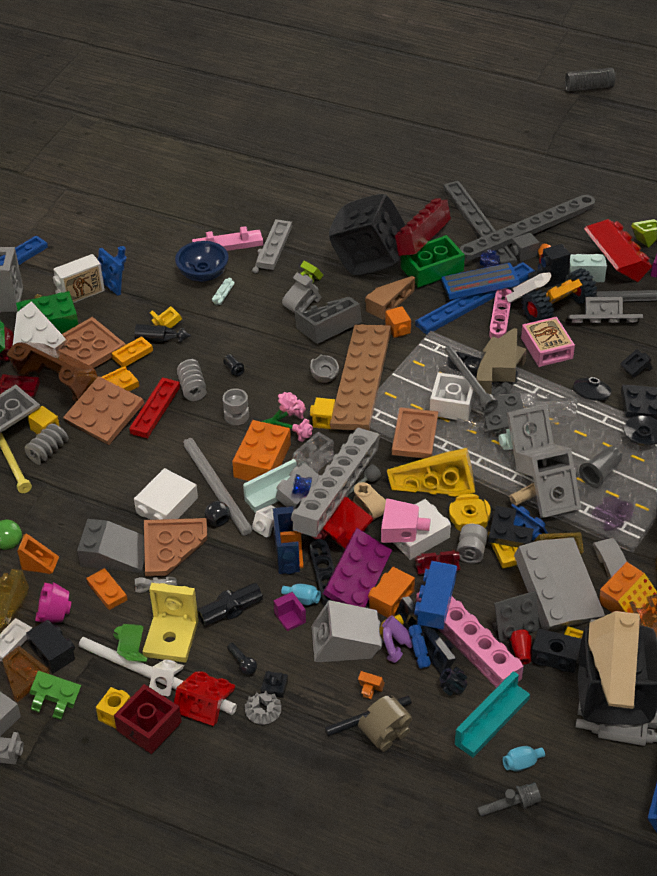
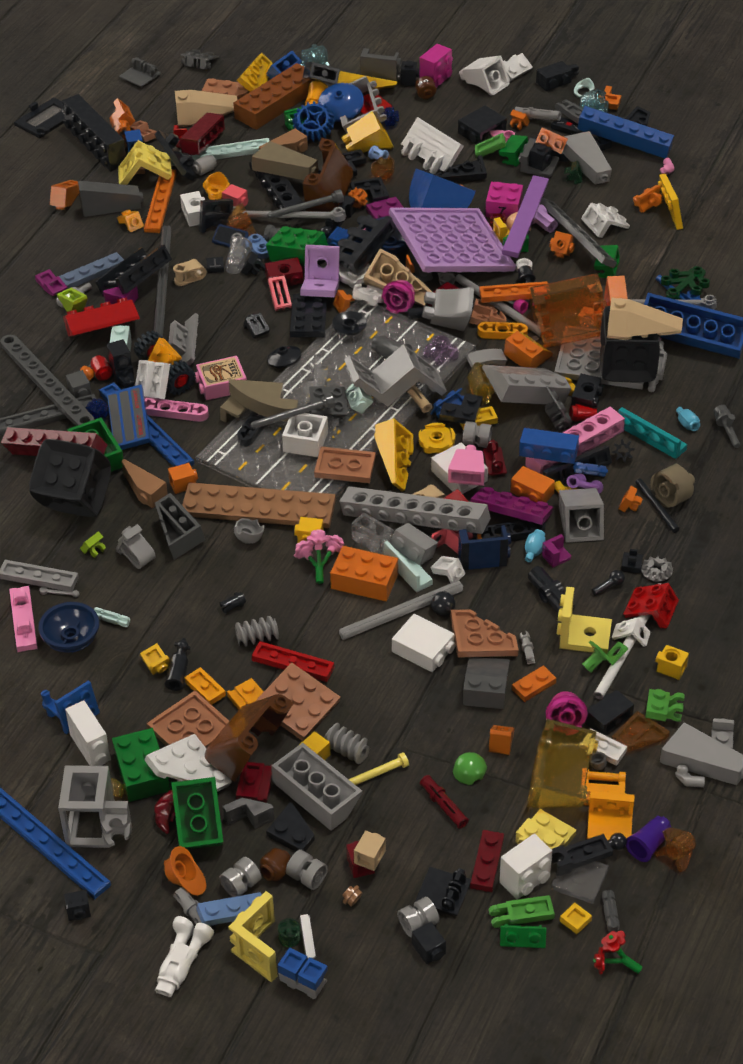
camera: 90 degrees left, 0 degrees up
(147, 718) = (686, 632): dark red brick -> none
(235, 406) = (301, 593): light grey wheel -> none
(301, 485) = (421, 532): clear blue wheel -> none

